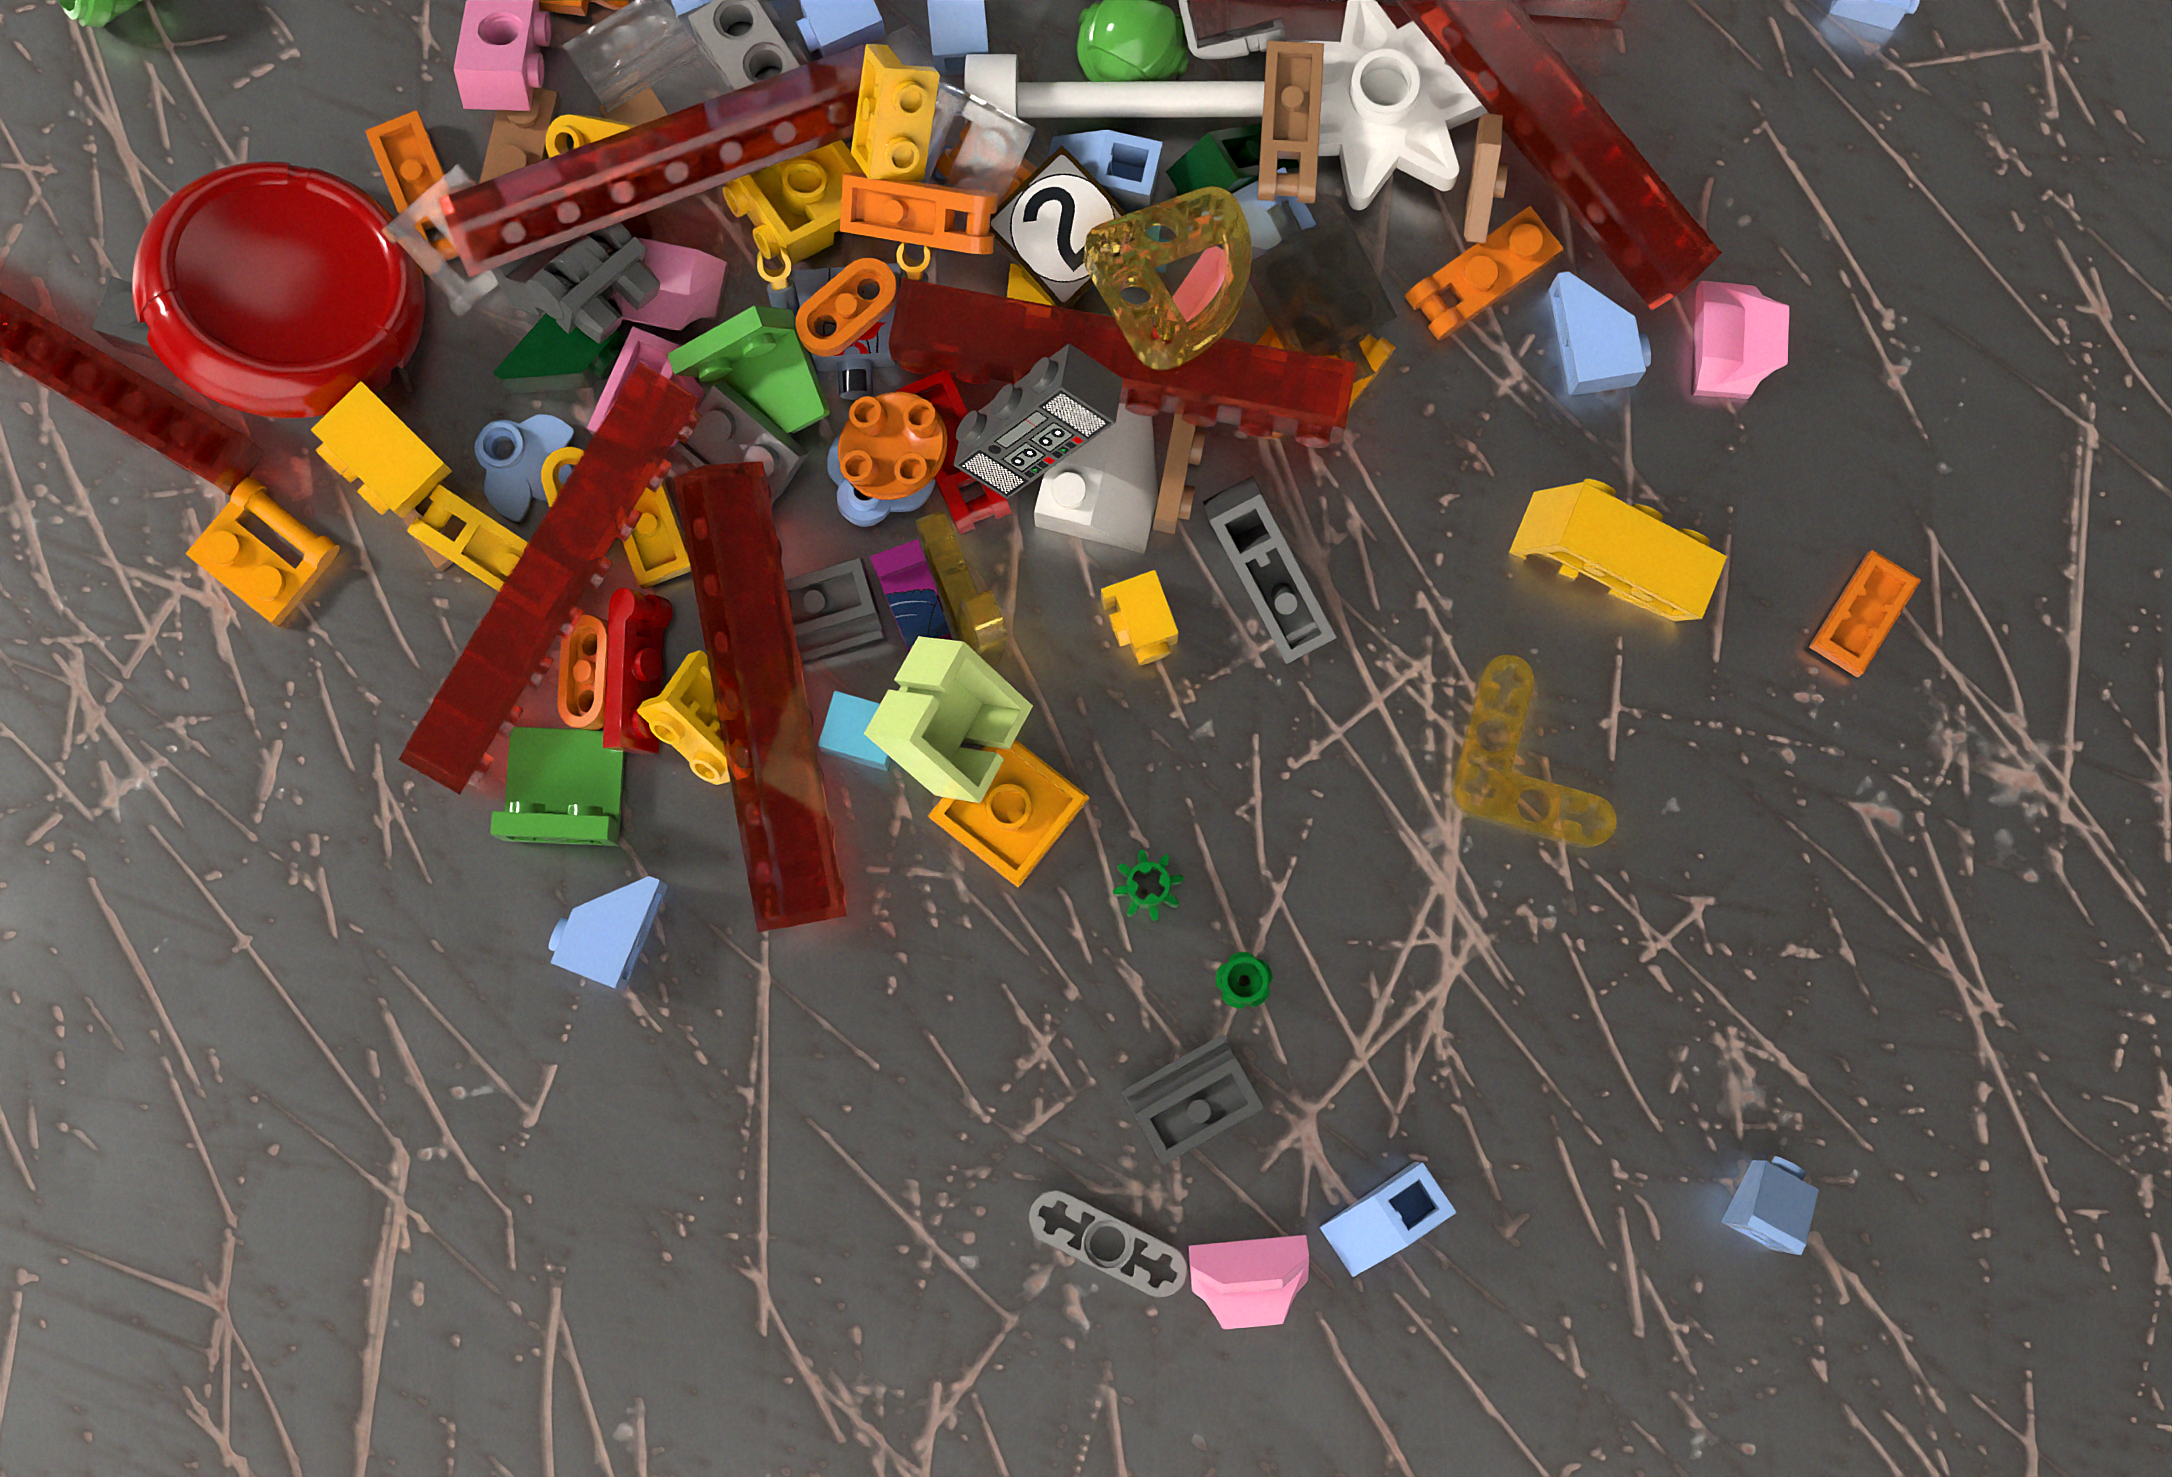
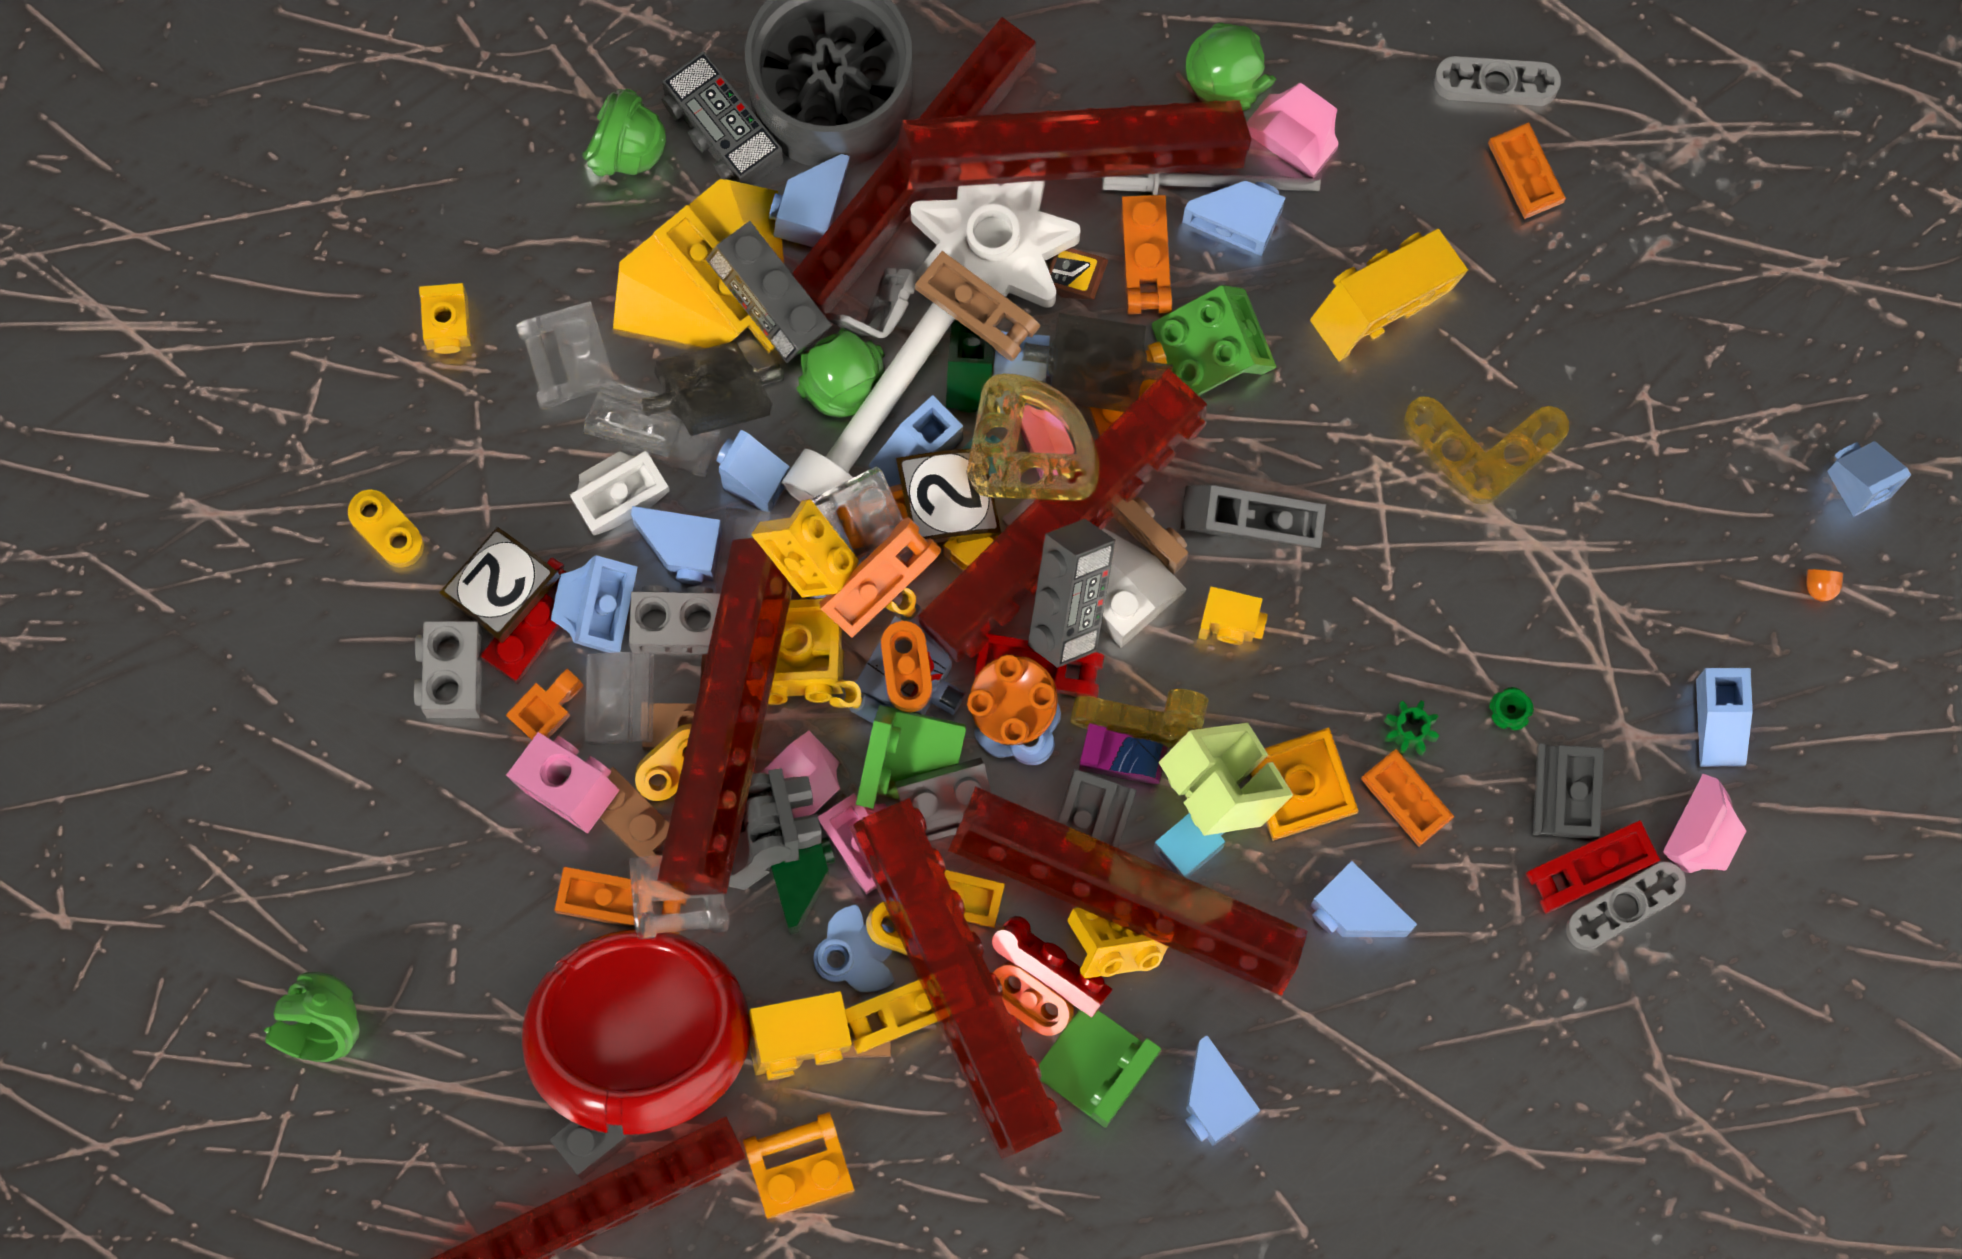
camera: 60 degrees left, 5 degrees down
(911, 953) = (1359, 908): none -> light blue slope
(1069, 930) = (1407, 797): none -> orange plate
(1128, 1181) = (1594, 866): none -> red plate
(1409, 211) = (1077, 274): none -> slope
(1437, 404) = (1214, 339): none -> bright green bracket
(1486, 178) = (1092, 211): medium nougat plate -> none
(1568, 225) = (1151, 182): none -> light grey piece
(1617, 1236) = (1824, 584): none -> orange hinge
(1751, 216) = (1227, 65): none -> bright green helmet
(1970, 522) = (1528, 93): none -> light grey beam

